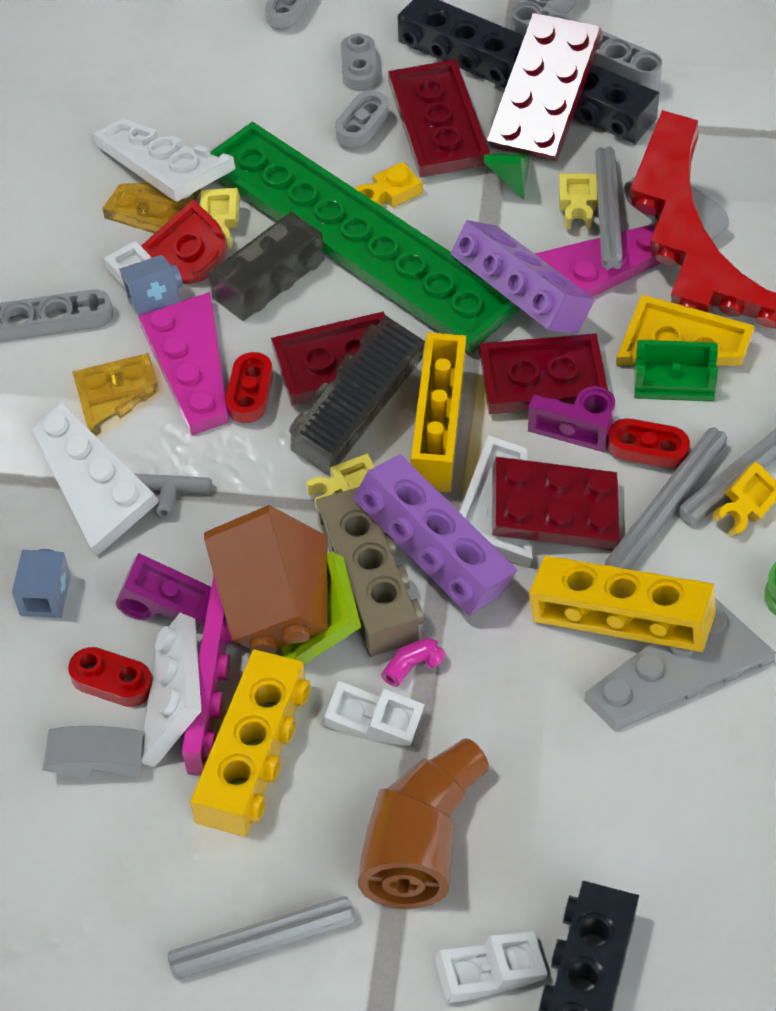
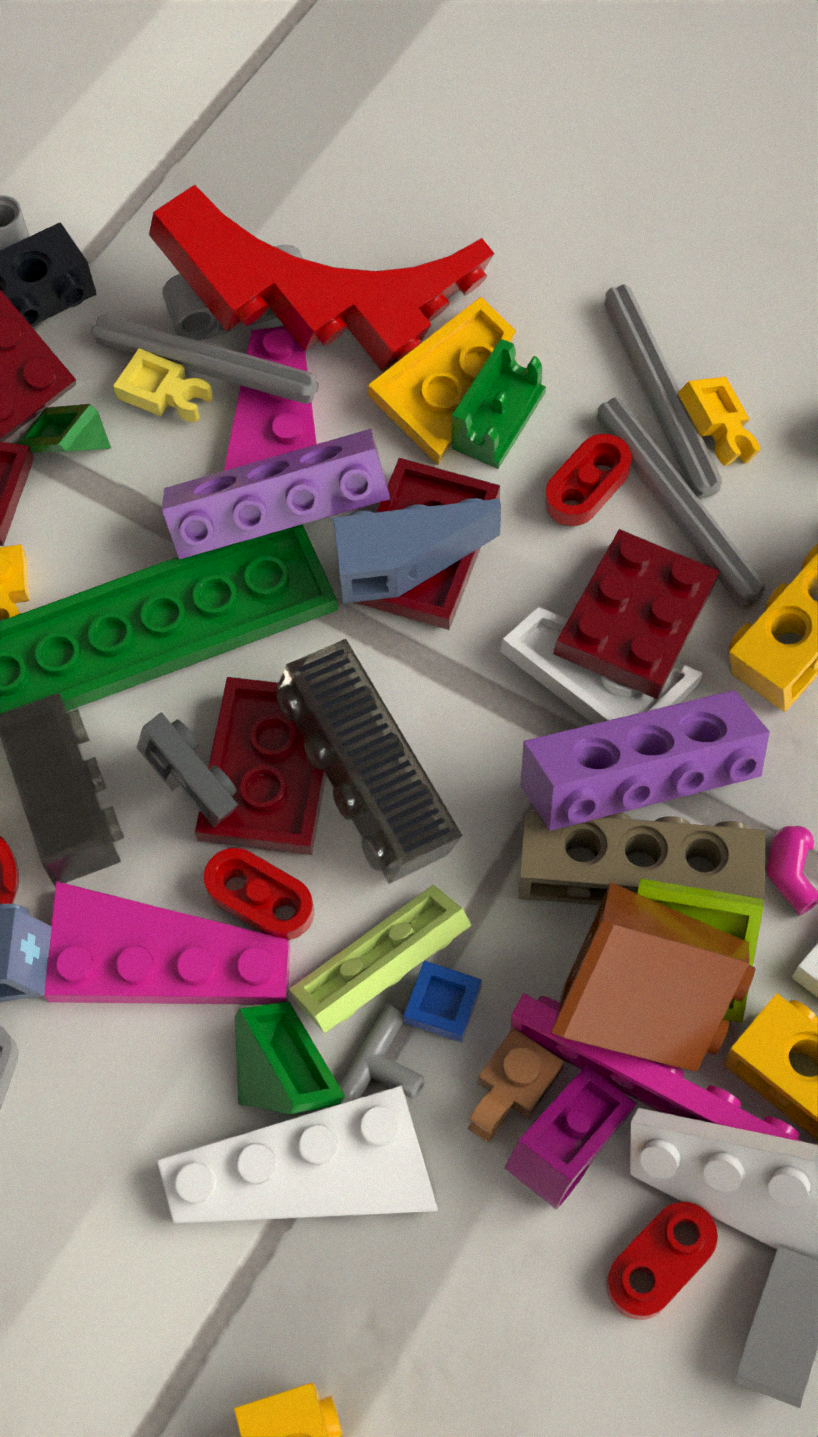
camera: 65 degrees left, 10 degrees up
(41, 583) = (471, 1299): sand blue brick -> none
(114, 388) = (156, 1081): clear yellow wing -> none
(150, 438) = (280, 1063): none -> green slope
(188, 559) = (516, 1079): none -> medium nougat plate
(222, 501) = (442, 1001): none -> blue plate
(235, 460) = (380, 958): none -> yellowish green plate
(302, 306) = (172, 755): none -> dark grey plate
(343, 477) = (487, 829): light yellow plate -> none
(439, 409) = (444, 677): yellow brick -> none
(515, 352) = (399, 549): none -> sand blue slope
(579, 424) = (521, 537): magenta plate -> none

